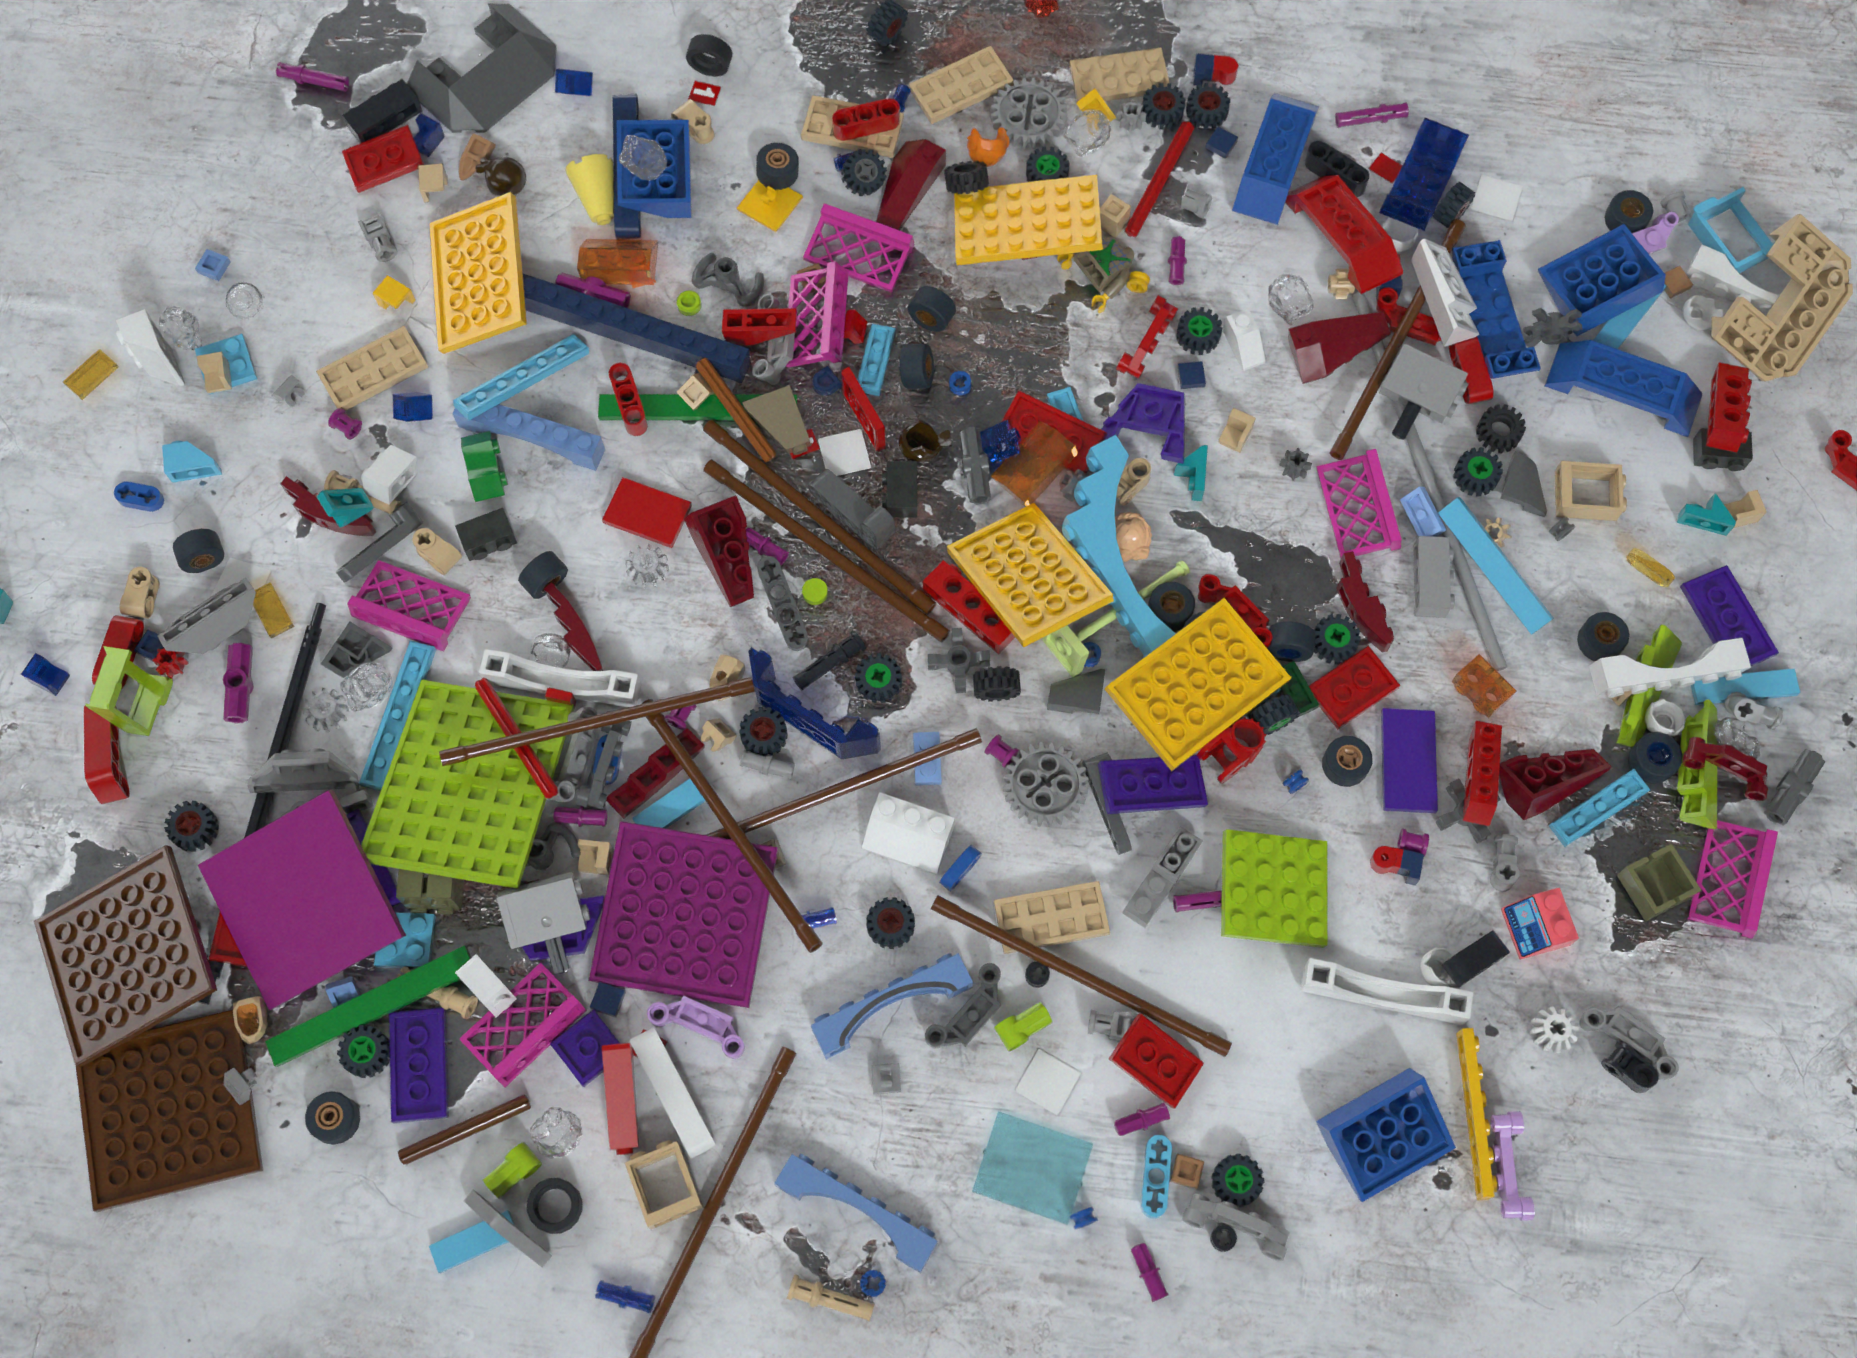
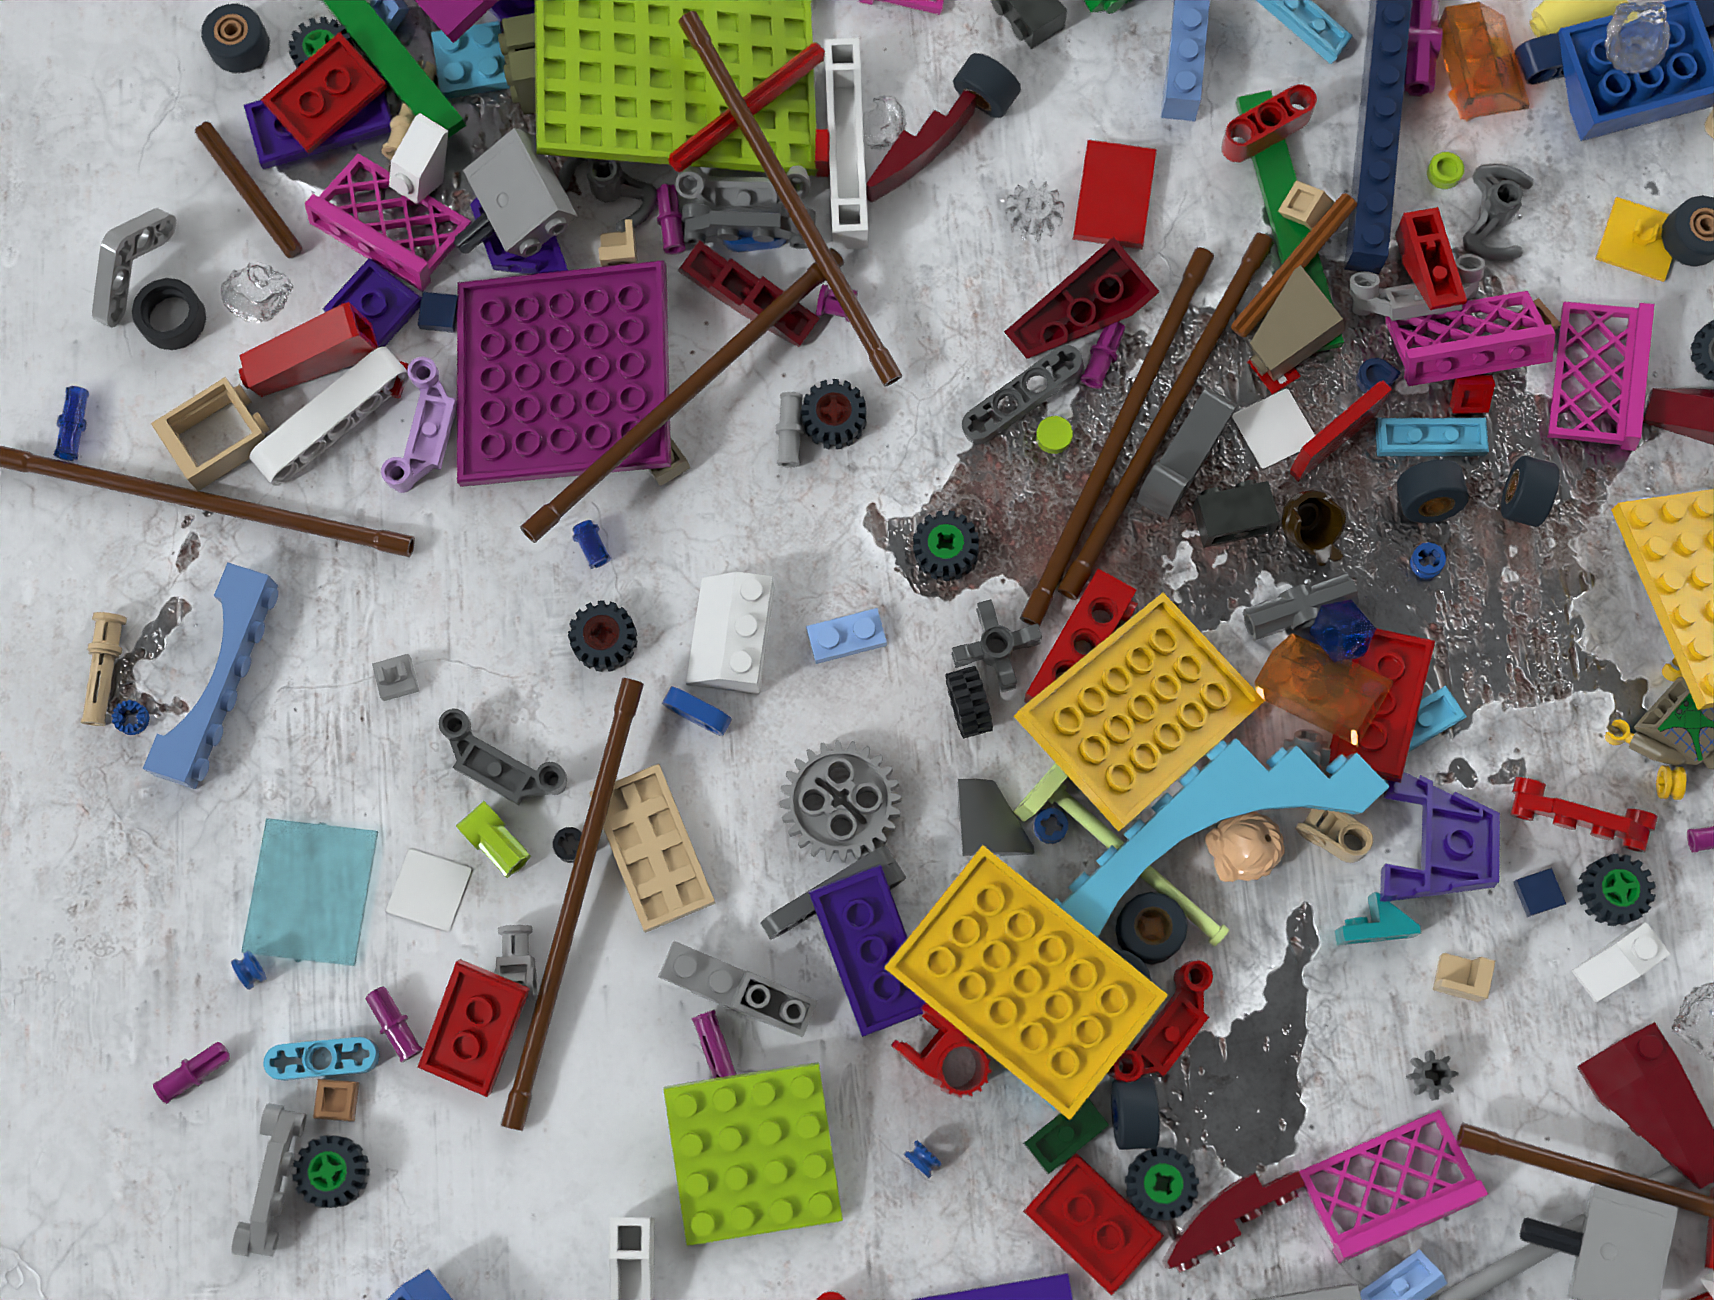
camera: 80 degrees right, 5 degrees up
(405, 1052) = (324, 93): none -> red tile
(467, 1245) = (101, 216): medium azure tile -> none
(518, 1165) = (209, 259): lime piece -> none
(671, 806) = (704, 323): medium azure tile -> none
(718, 732) = (819, 357): tan tile -> none
(725, 671) = (906, 347): tan rock -> none
(839, 654) = (967, 485): black pin -> none
(859, 741) = (901, 387): clear blue slope -> none
(945, 978) = (442, 599): medium blue arch -> none
(958, 743) = (868, 667): reddish brown piece -> none
(1001, 751) = (885, 723): magenta bush -> none
(1216, 1242) = (238, 1165): black bush -> none
(1276, 714) = (1013, 1107): black wheel -> none
(1351, 752) = (983, 1231): black wheel -> none

